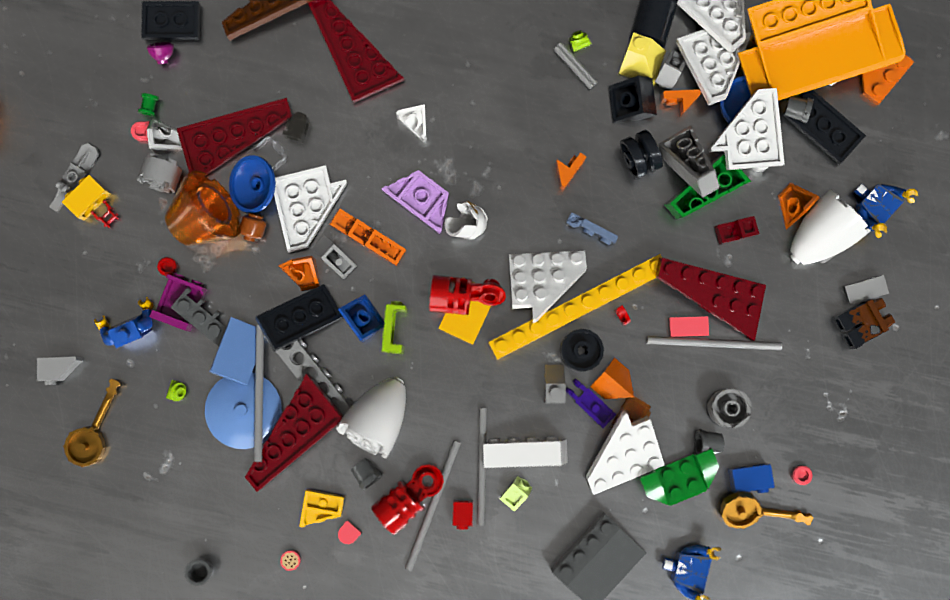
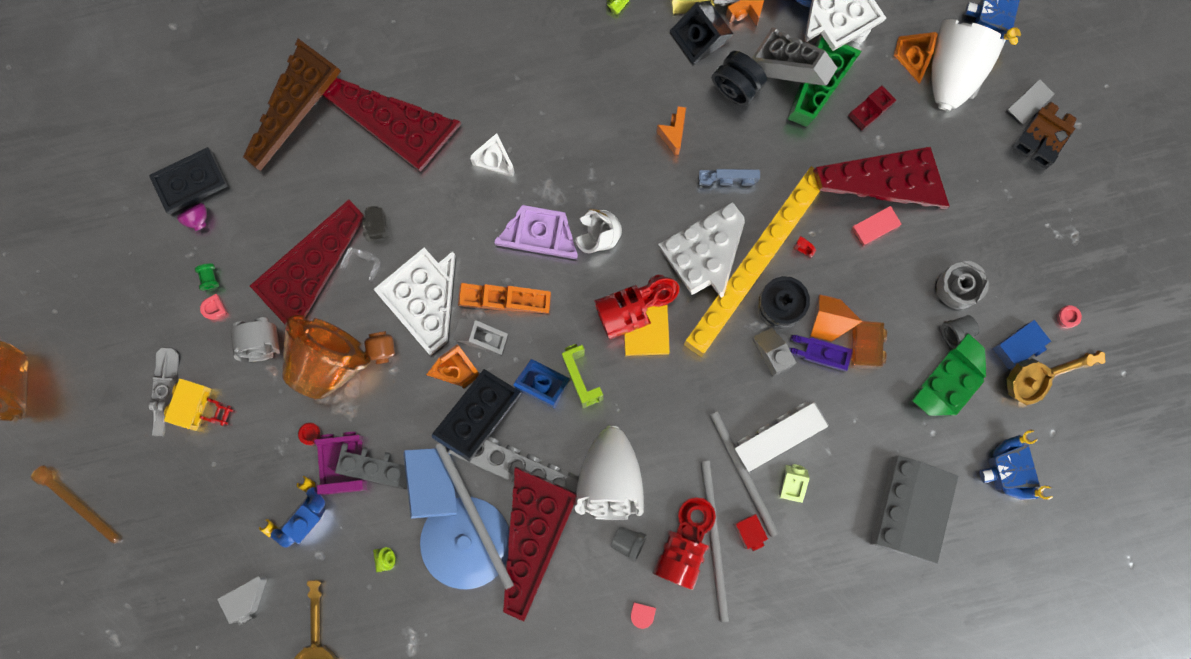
camera: 25 degrees left, 5 degrees down
(162, 138) = (240, 303): white slope -> none
(252, 184) = (349, 304): blue dish -> none
(320, 506) = (599, 602): yellow wing -> none
(575, 65) = (626, 26): light grey axle -> none
(626, 454) = (885, 384): white wing -> none
(714, 342) = (910, 229): light grey piece -> none

